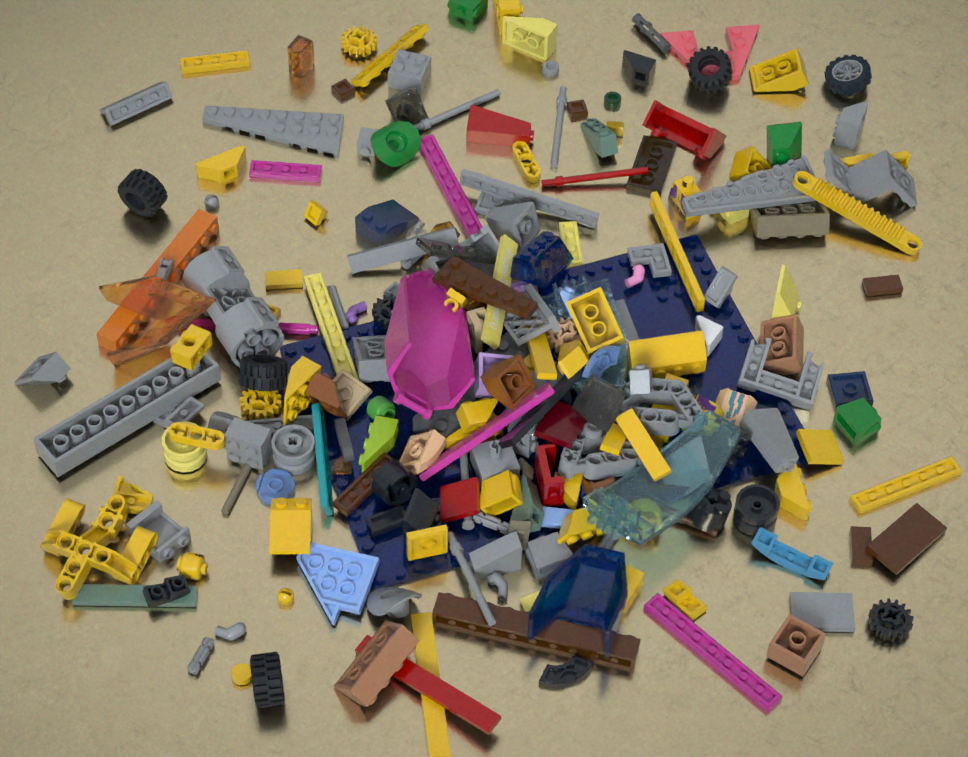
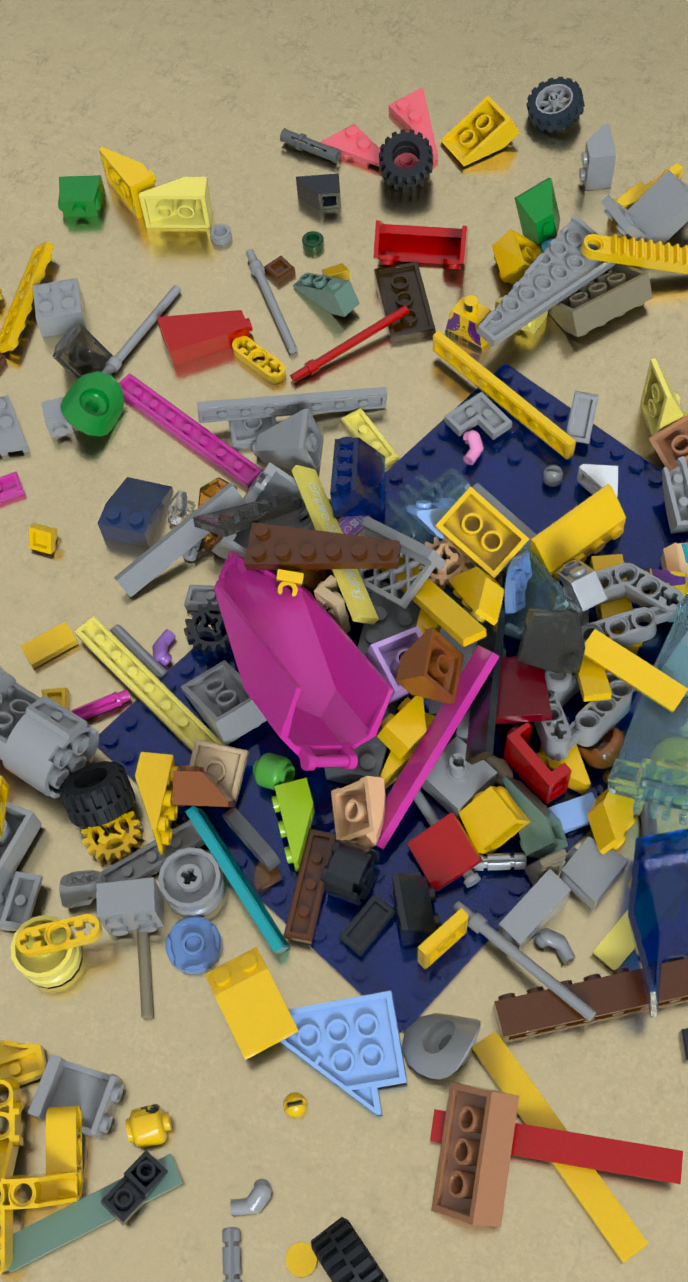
camera: 20 degrees left, 10 degrees up
(679, 317) = (552, 475): none -> light grey hinge

